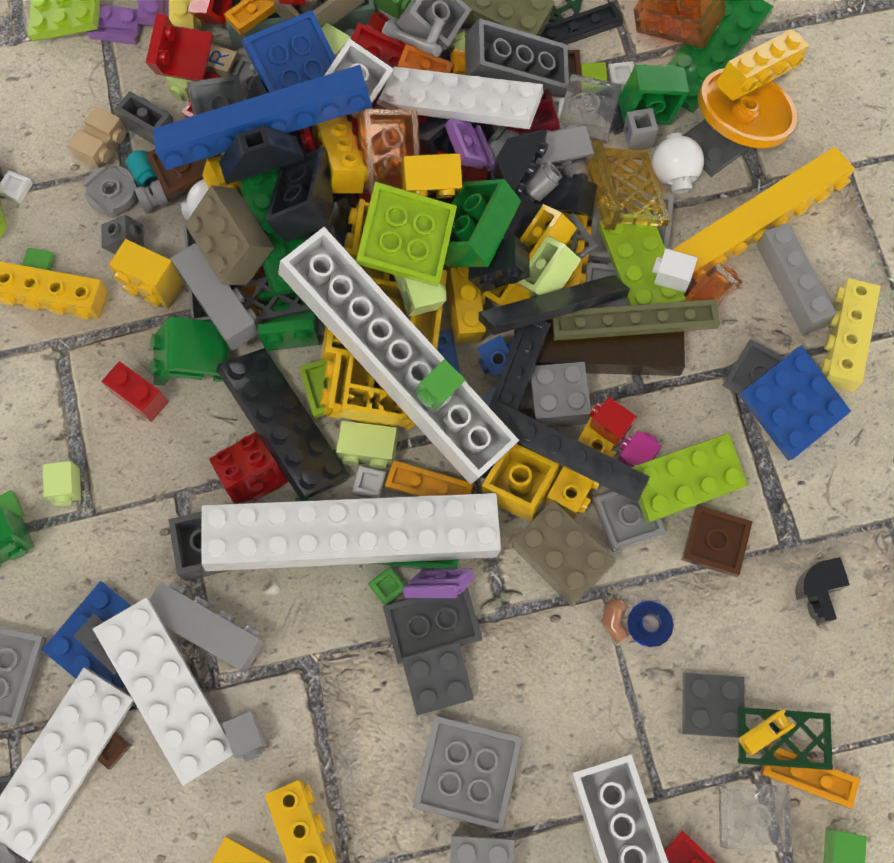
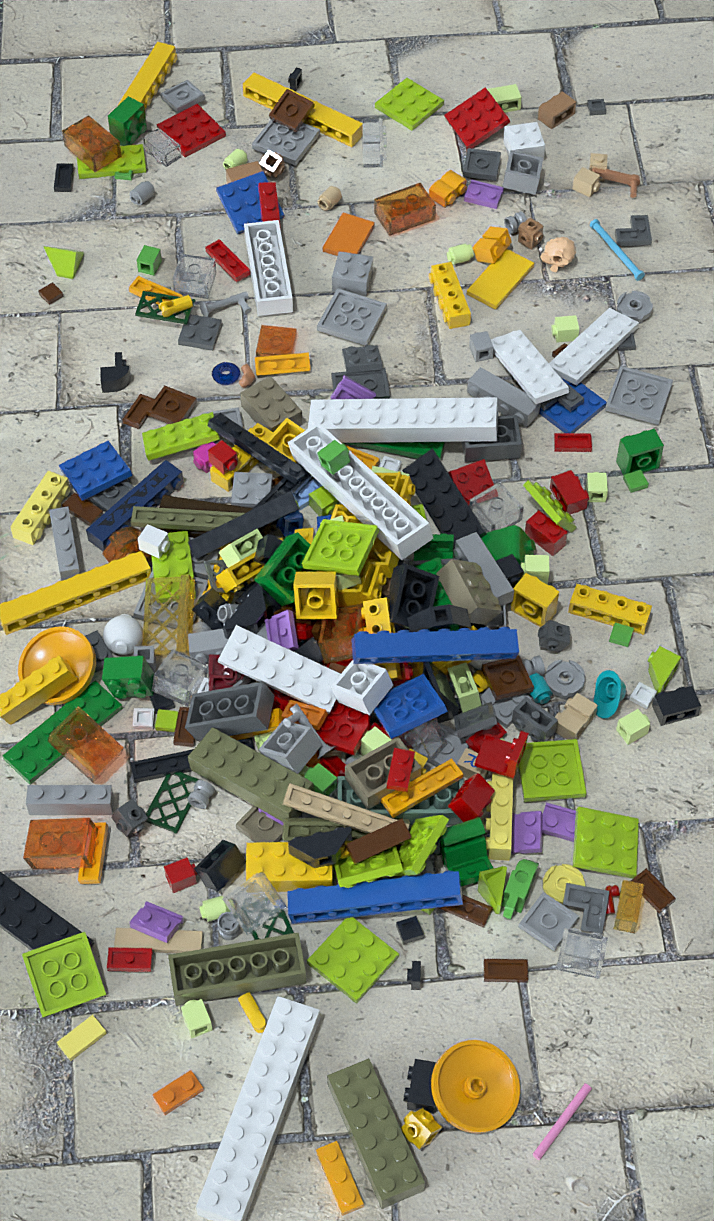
camera: 175 degrees left, 15 degrees down
(26, 137) = (633, 726): none -> yellowish green brick
(54, 169) = (608, 693): none -> teal piece
(97, 567) = (572, 442): none -> red tile
(101, 467) = (569, 492): none -> red brick
(104, 796) = (565, 328): none -> yellowish green brick
(122, 69) = (551, 771): none -> lime plate
(127, 428) = (551, 507): none -> lime plate
(144, 312) = (537, 566): none -> yellowish green brick
(180, 298) = (511, 569): none -> black brick
(205, 414) = (496, 508): none -> clear brick
(564, 649) = (282, 363): none -> light orange plate
(583, 701) = (275, 340): none -> clear orange plate
(669, 789) = (238, 298): none -> light grey piece
(718, 358) = (147, 493): none -> dark blue brick
(764, 530) = (138, 412): none -> reddish brown tile
(784, 341) = (82, 509): none -> reddish brown tile

